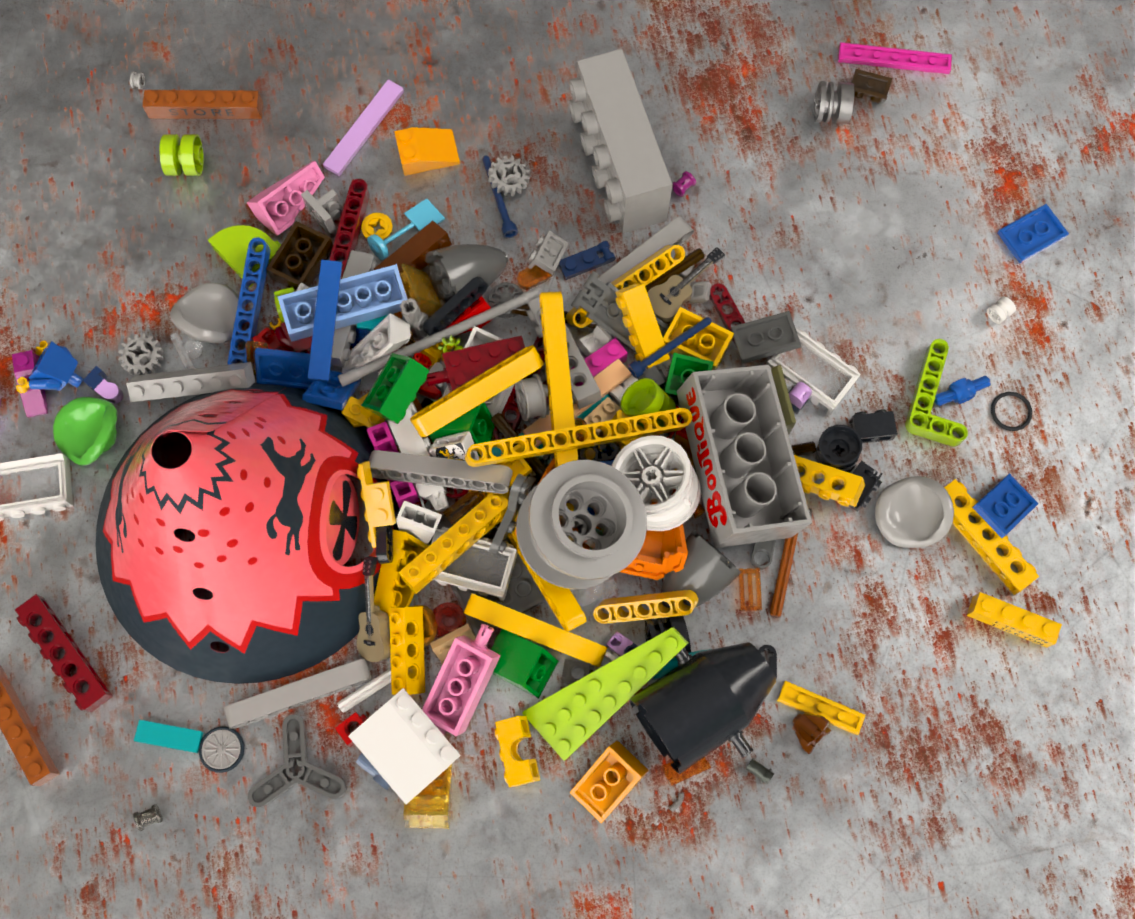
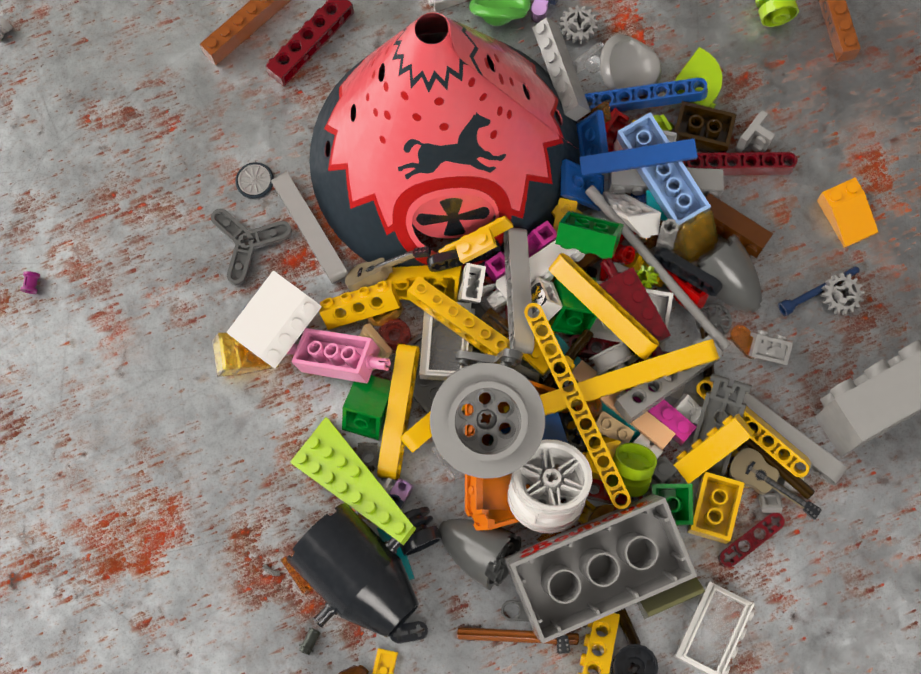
camera: 85 degrees right, 0 degrees up
(147, 817) = (190, 138): clear smoke bush -> none
(168, 736) = (257, 136): teal tile -> none
(282, 201) = (752, 95): bright pink wedge -> none
(344, 728) = (285, 271): red brick -> none
(363, 127) = (855, 152): lavender tile -> none
(365, 691) = (320, 280): white axle -> none
(372, 221) = (760, 182): yellow gear -> none
(419, 216) = (777, 223): medium azure piece -> none
(510, 734) = (275, 422): yellow arch -> none
(586, 260) = (774, 386): dark blue plate -> none
(609, 781) = (279, 505): light orange slope -> none
(637, 368) = (670, 454): dark blue piece -> none
(653, 601) = (437, 506): yellow beam -> none
(686, 178) = (880, 460): magenta bush -> none
(749, 571) = (474, 605): clear orange tile -> none
(766, 337) = (735, 574): dark grey plate -> none
(799, 396) = (680, 619): lavender leg -> none

